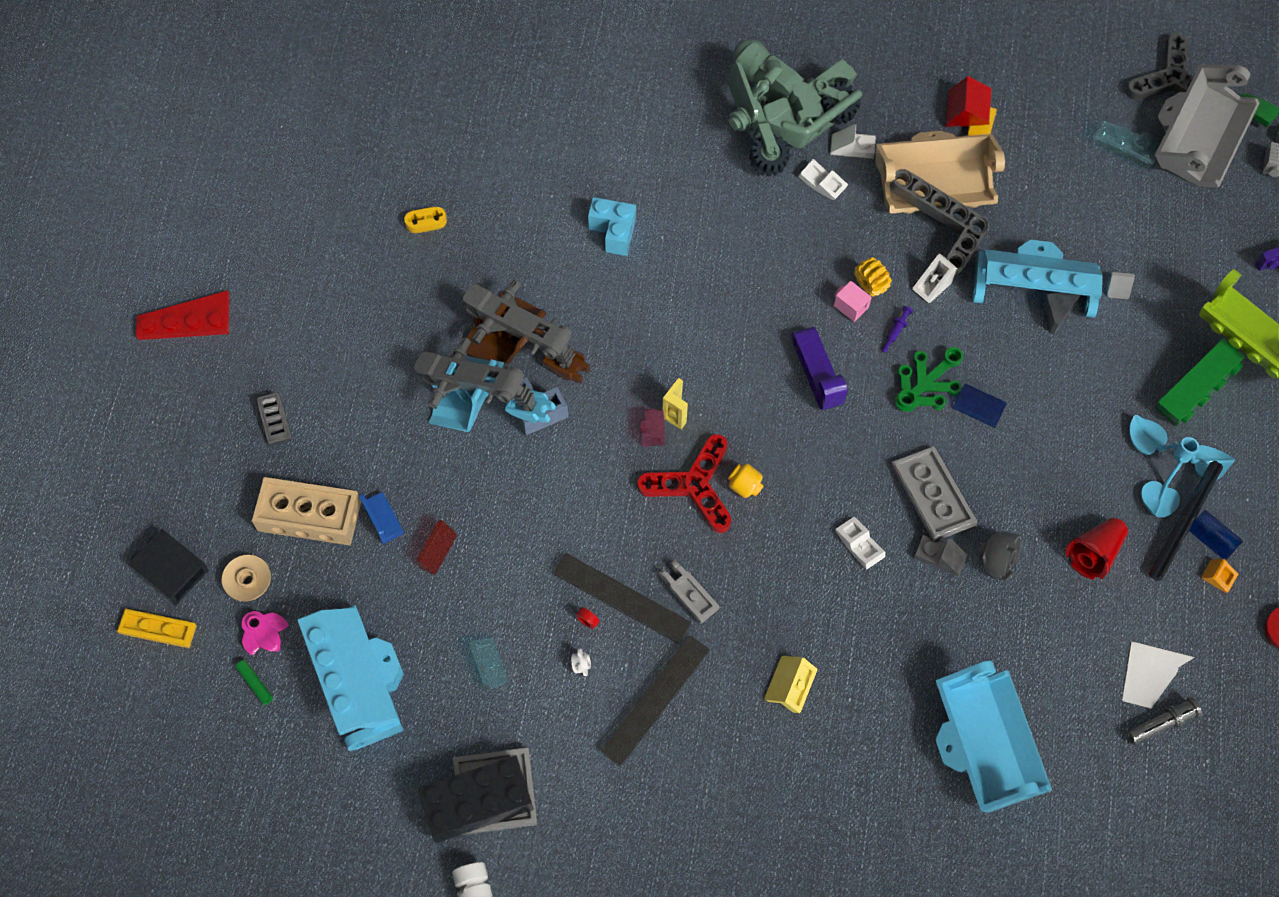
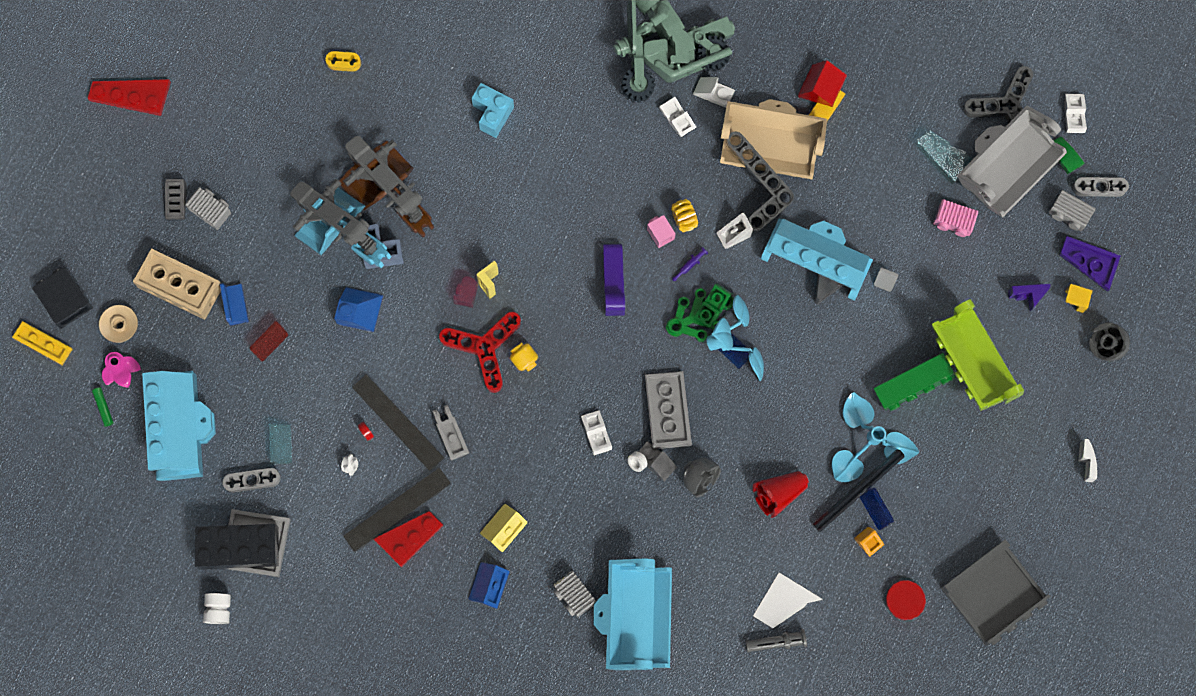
camera: 15 degrees right, 10 degrees up
(317, 417) = (208, 208): none -> light grey brick
(446, 717) = (265, 473): none -> light grey beam
(532, 483) = (358, 309): none -> blue slope
(681, 729) = (409, 537): none -> red wing
(797, 756) = (489, 585): none -> blue panel
(905, 737) = (574, 594): none -> light grey brick
(921, 560) = (637, 461): none -> white tile
(942, 363) = (713, 306): none -> green slope
(966, 397) = (722, 336): none -> medium azure plant
(1168, 202) = (955, 218): none -> bright pink brick
(1247, 58) = (1075, 113): none -> white slope

